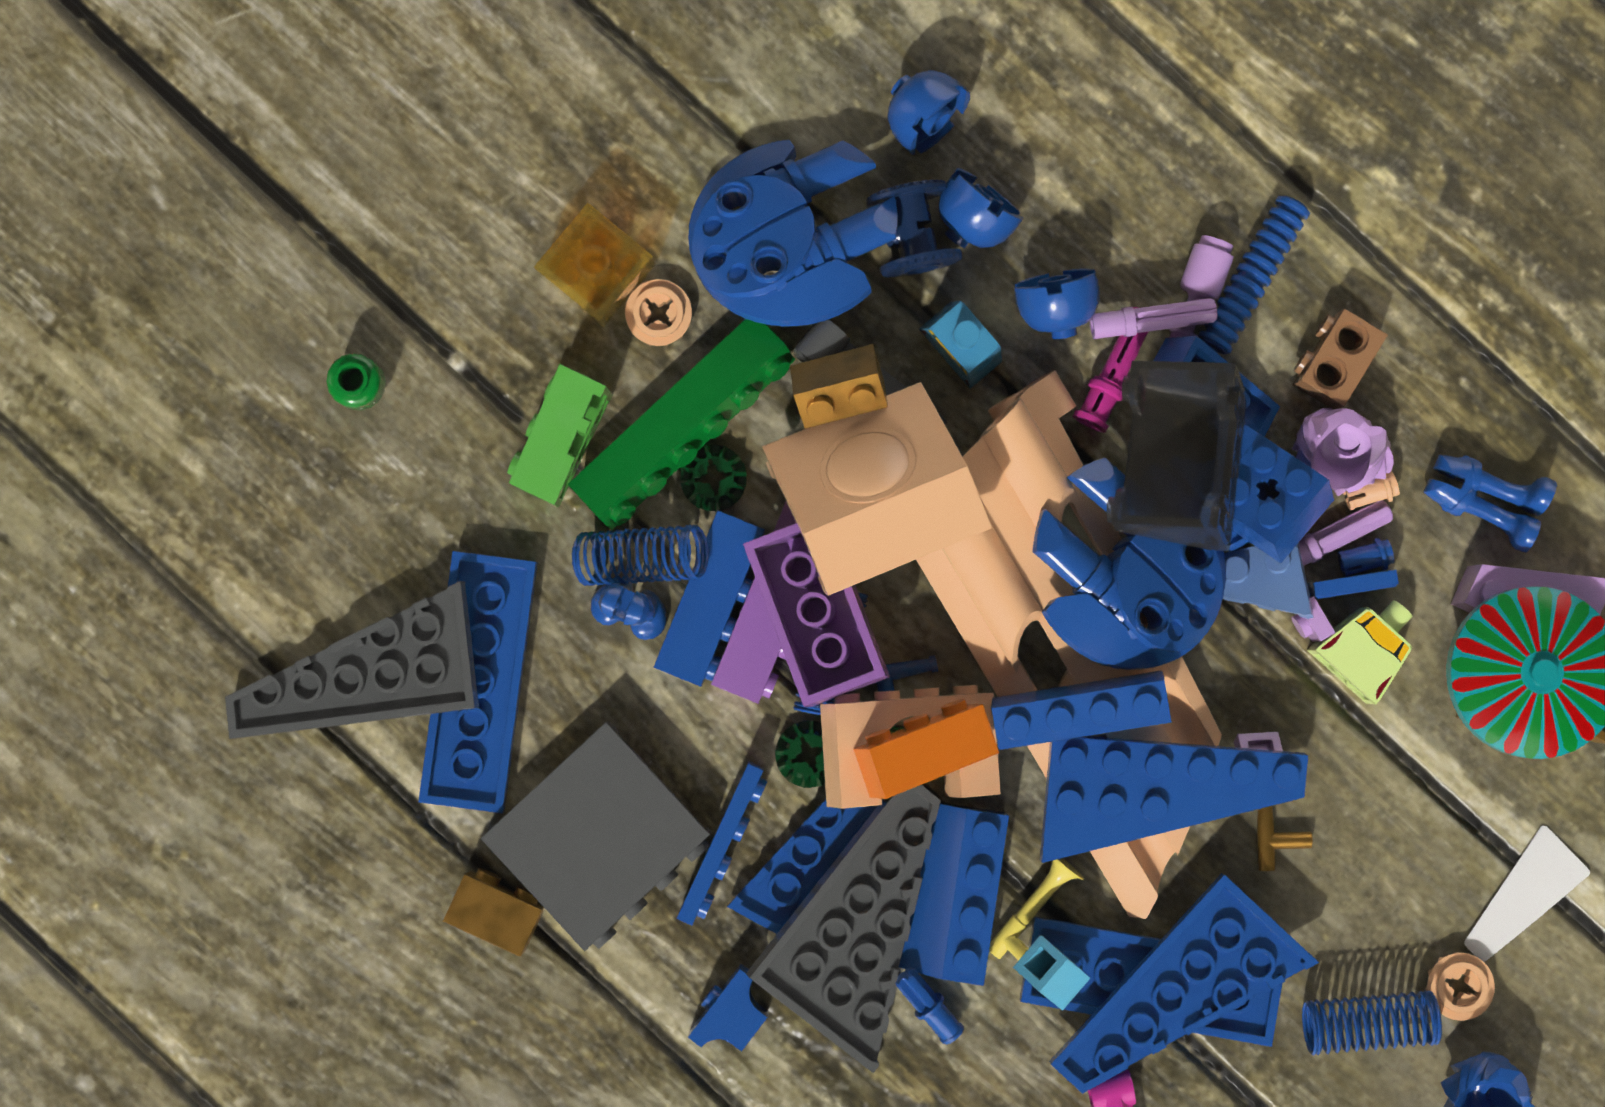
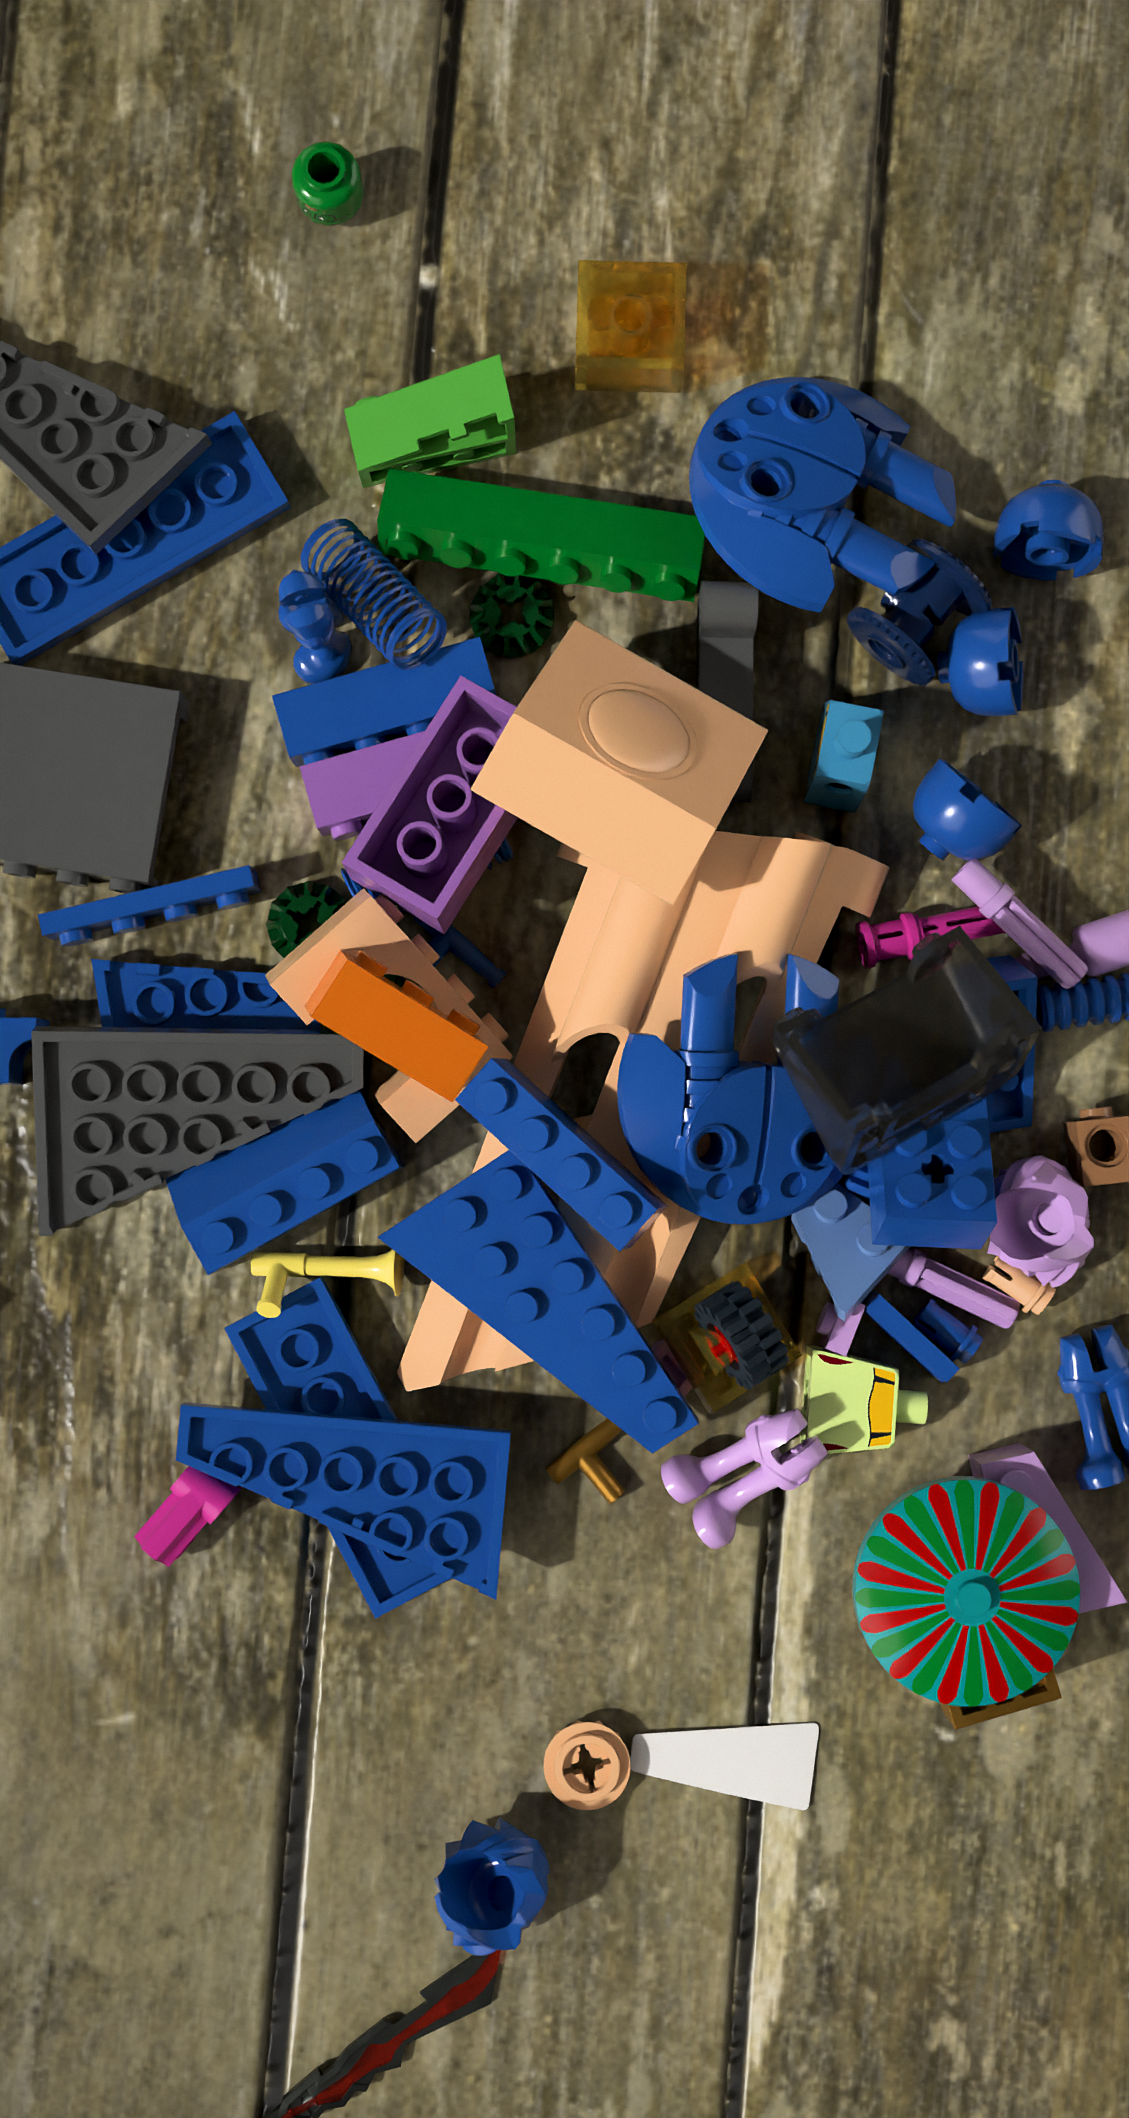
camera: 55 degrees right, 0 degrees up
(658, 293) = (616, 415): light nougat gear -> none
(838, 386) = (697, 649): pearl gold brick -> none
(929, 1006) = (148, 1238): blue axle -> none
(1051, 972) = (273, 1332): medium azure brick -> none
(1267, 696) = (727, 1337): none -> plate
(1314, 1024) = (533, 1750): blue piece -> none
(1367, 787) = (716, 1513): none -> lavender piece

